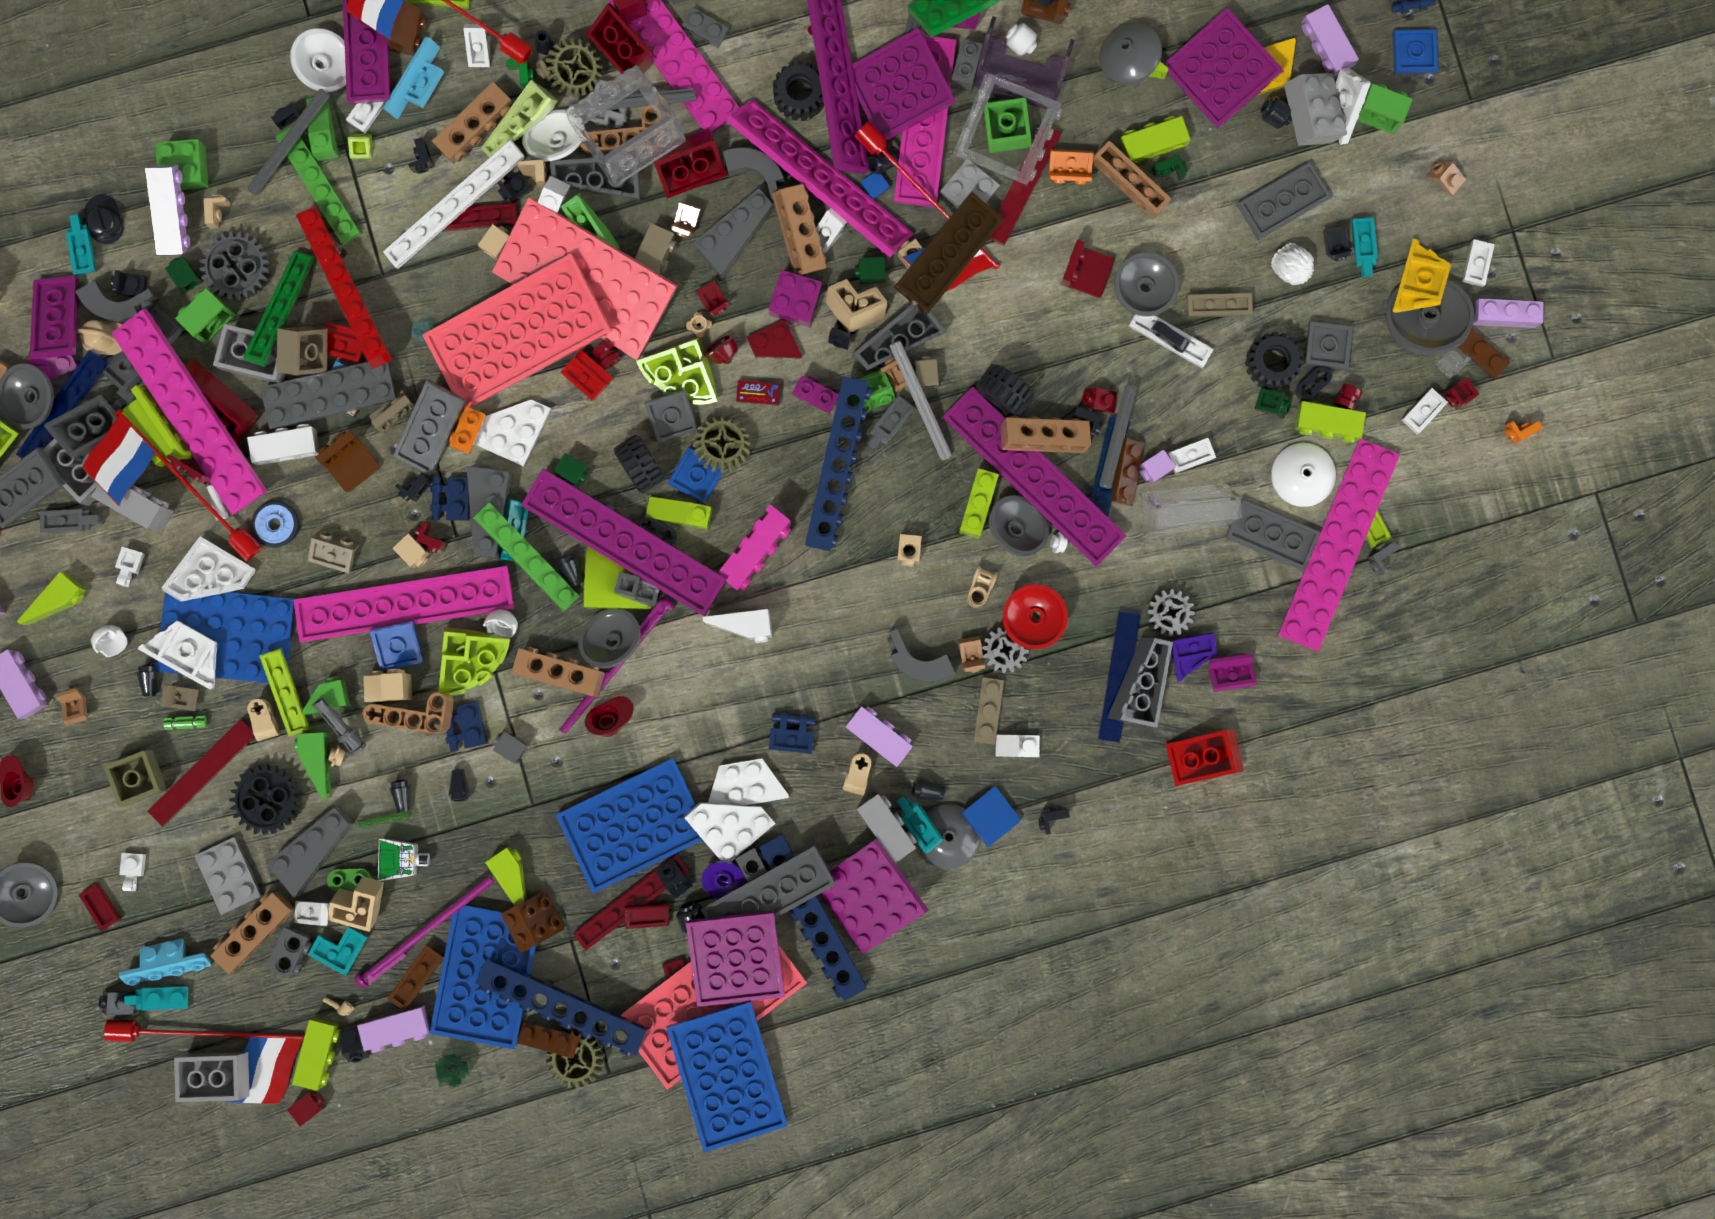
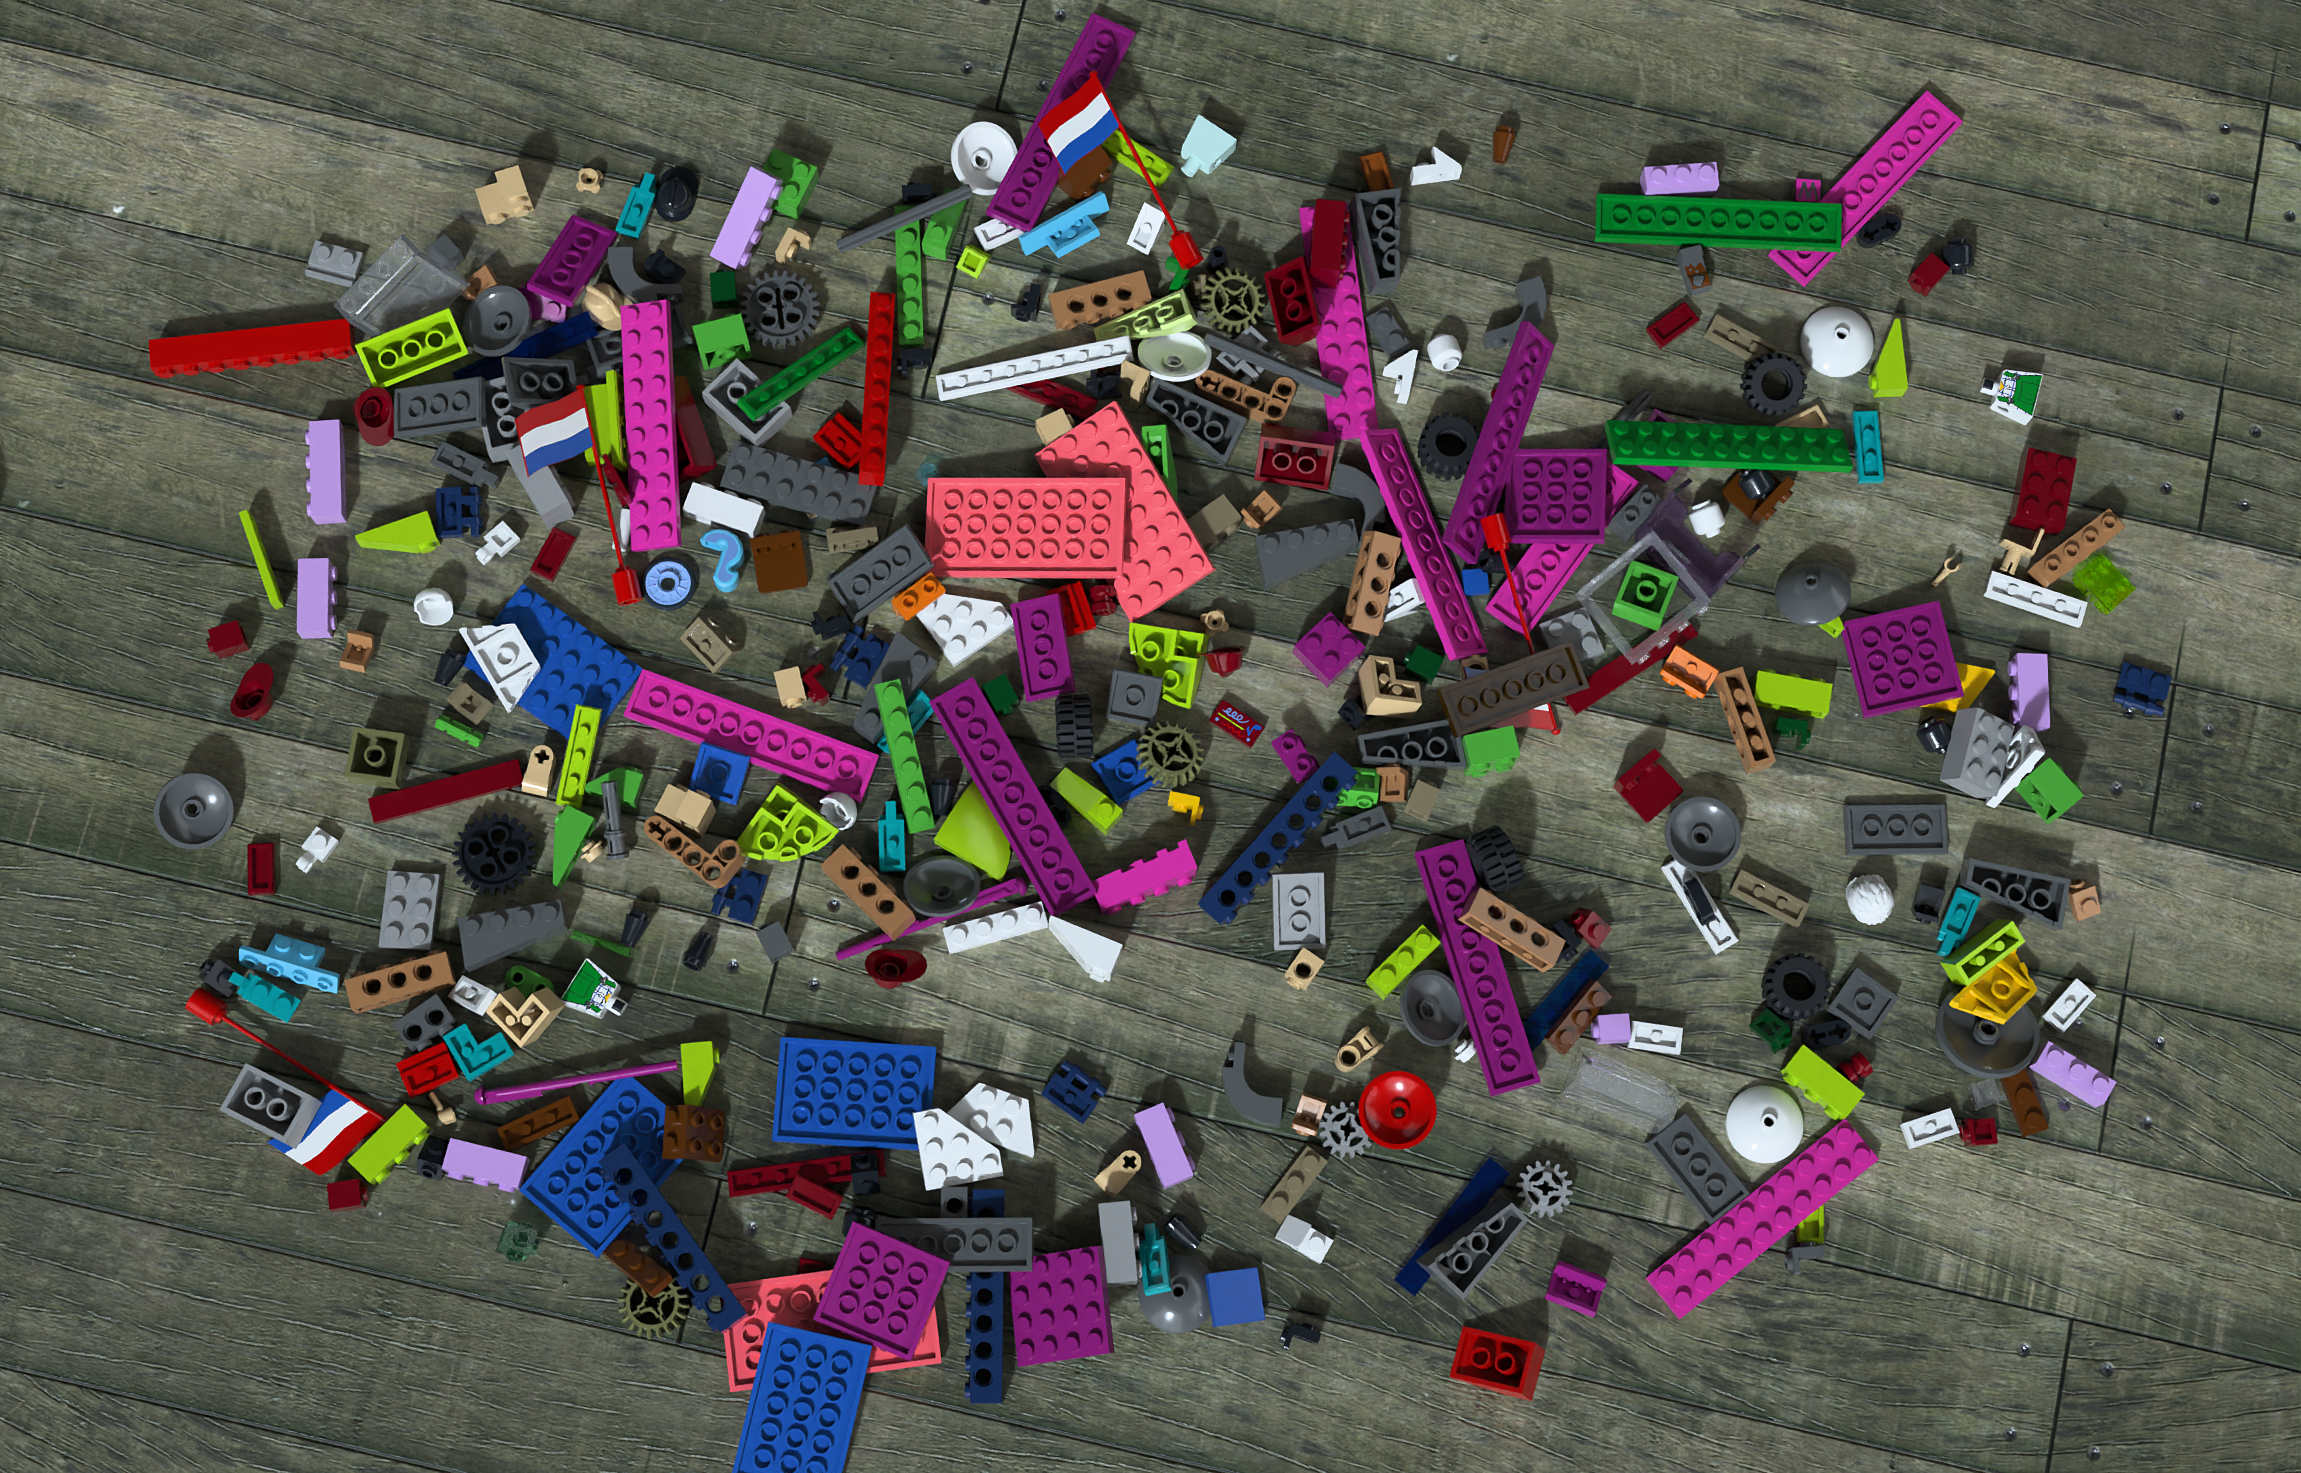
camera: 25 degrees right, 10 degrees down
(26, 241) = (584, 175): none -> tan plate
(78, 561) = (450, 512): none -> dark blue plate
(174, 547) = (553, 554): none -> dark red tile
(207, 572) = (572, 593): white plate -> none
(301, 350) = (799, 426): dark tan brick -> none
(310, 480) = (731, 558): none -> medium azure animal
(311, 984) = (427, 1070): none -> red plate
(359, 247) = (913, 358): none -> black bracket
(552, 623) = (891, 840): none -> teal hinge
(553, 194) = (1141, 411): white brick -> none
(582, 416) = (1043, 648): none -> magenta plate
(635, 589) = (997, 853): dark grey slope -> none
(643, 147) = (1255, 414): clear windscreen -> none
(666, 645) = (995, 927): none -> white plate
(712, 298) = (1243, 603): dark red bracket -> none
(717, 885) = (904, 1203): dark purple dish -> none
(732, 49) = (1403, 371): none -> white slope
(751, 475) = (1183, 802): none -> yellow bracket
(755, 19) = (1444, 352): none -> white head
(774, 342) = (1282, 682): dark red wing -> none
(881, 508) = (1298, 910): none -> light grey plate
(920, 400) = (1400, 822): light grey axle -> none
(957, 309) = (1490, 751): none -> bright green brick
(1118, 436) = (1587, 974): dark grey axle -> none
(1191, 653) = (1543, 1245): dark purple wing -> none
(1396, 258) = (1982, 952): none -> lime brick
(1406, 195) = (2019, 890): none -> dark grey wedge
(1415, 51) = (2116, 752): blue tile -> none
(1517, 434) = (2028, 1209): orange bracket -> none

